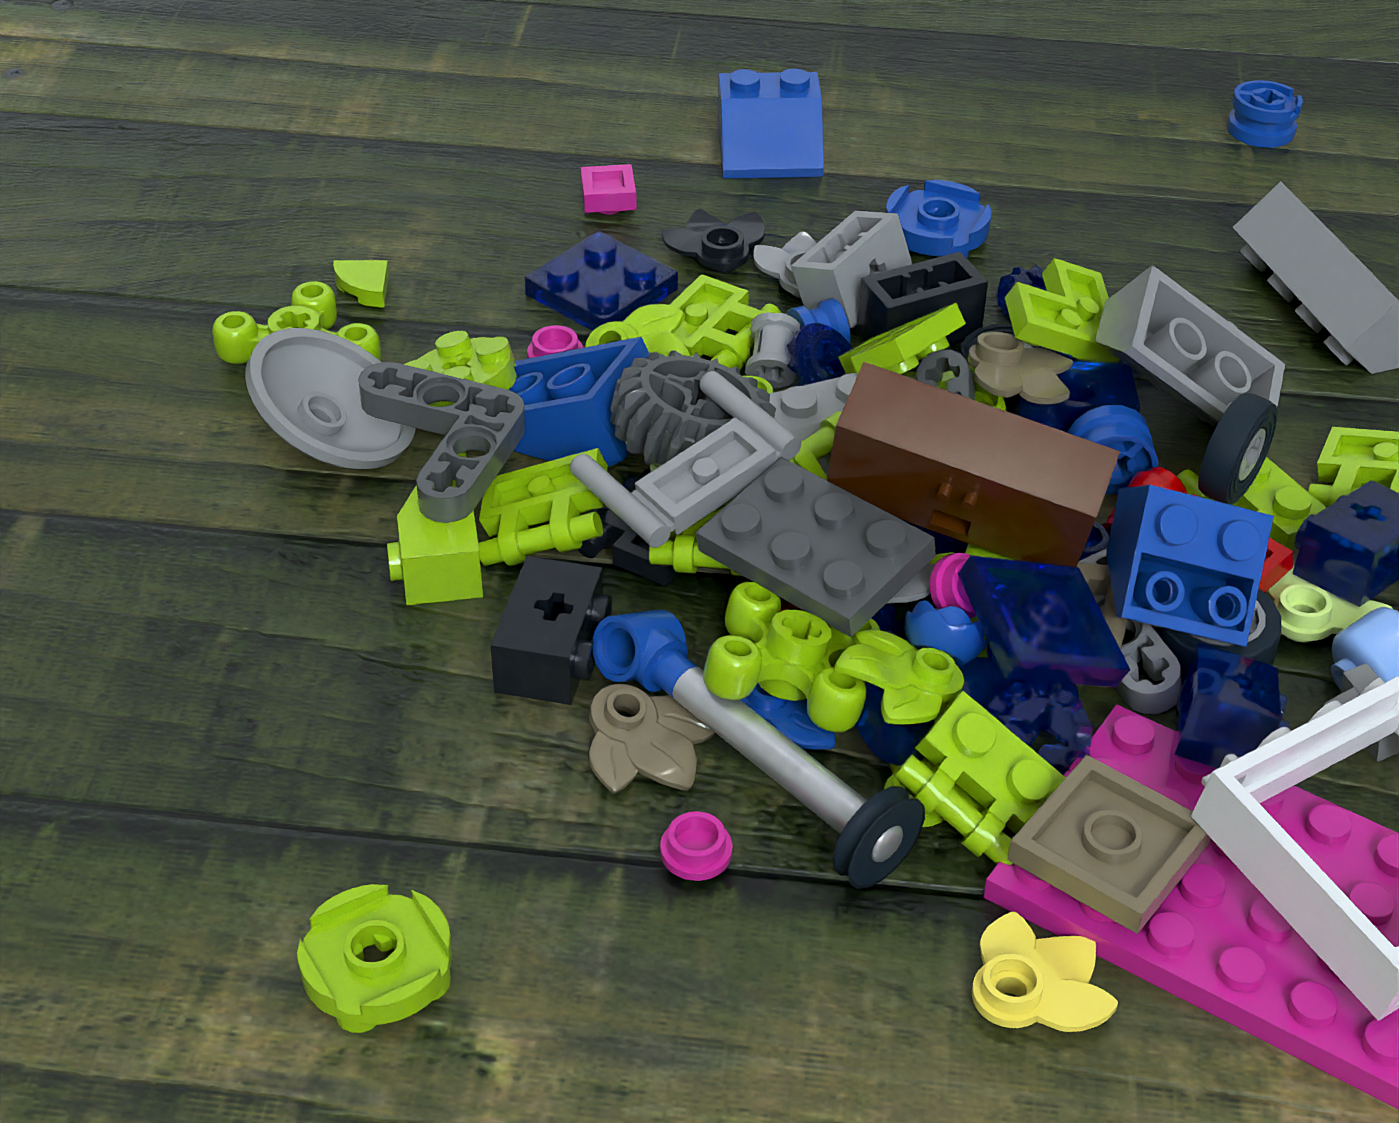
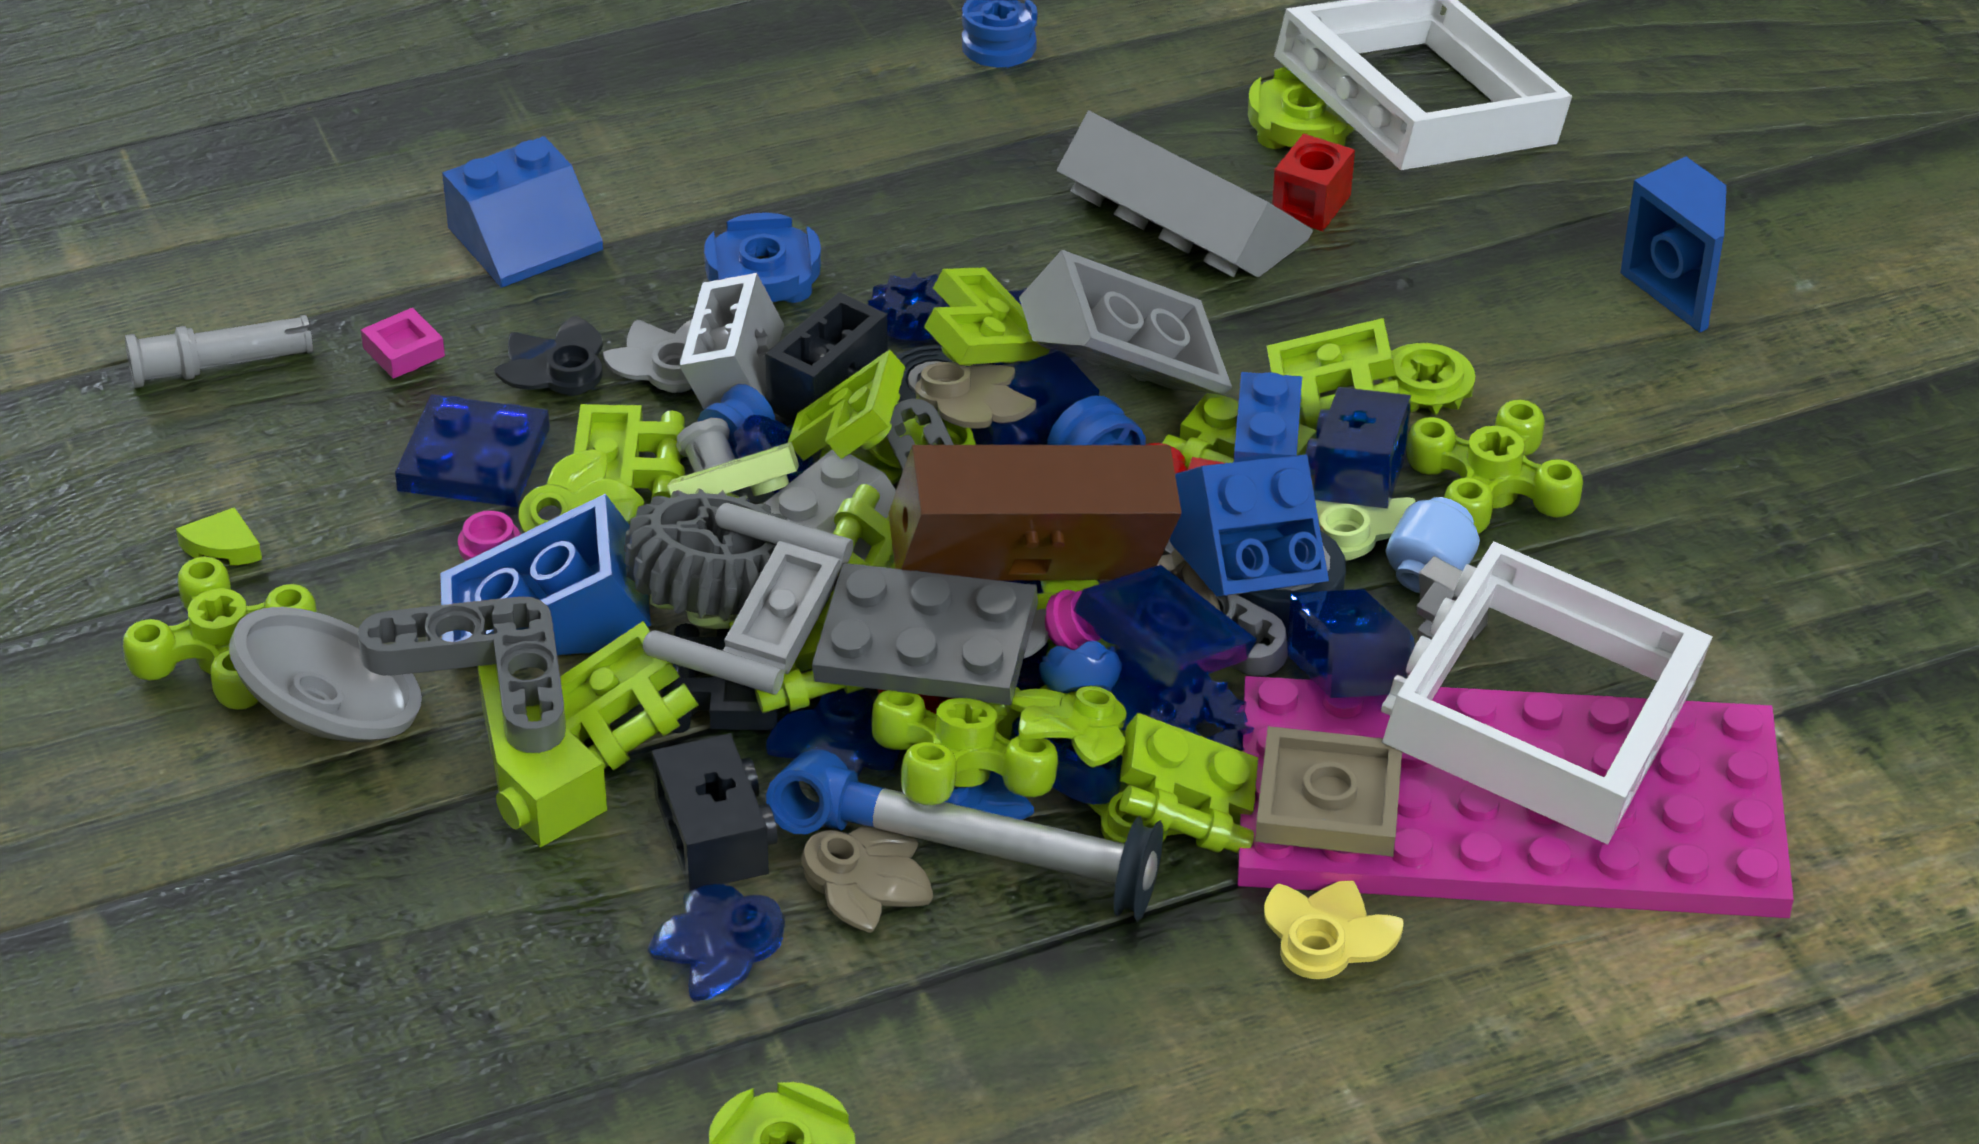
camera: 30 degrees left, 0 degrees up
(450, 145) = (189, 352): none -> light grey pin
(473, 359) = (420, 580): lime plate -> none
(478, 741) = (719, 937): none -> clear blue plate
(696, 846) = (982, 944): dark pink plate -> none
(697, 605) = (836, 725): none -> clear blue plate
(788, 366) = (761, 471): none -> yellowish green plate
(1237, 448) = (1220, 400): black bush -> none
(1288, 485) = (1267, 416): none -> blue plate

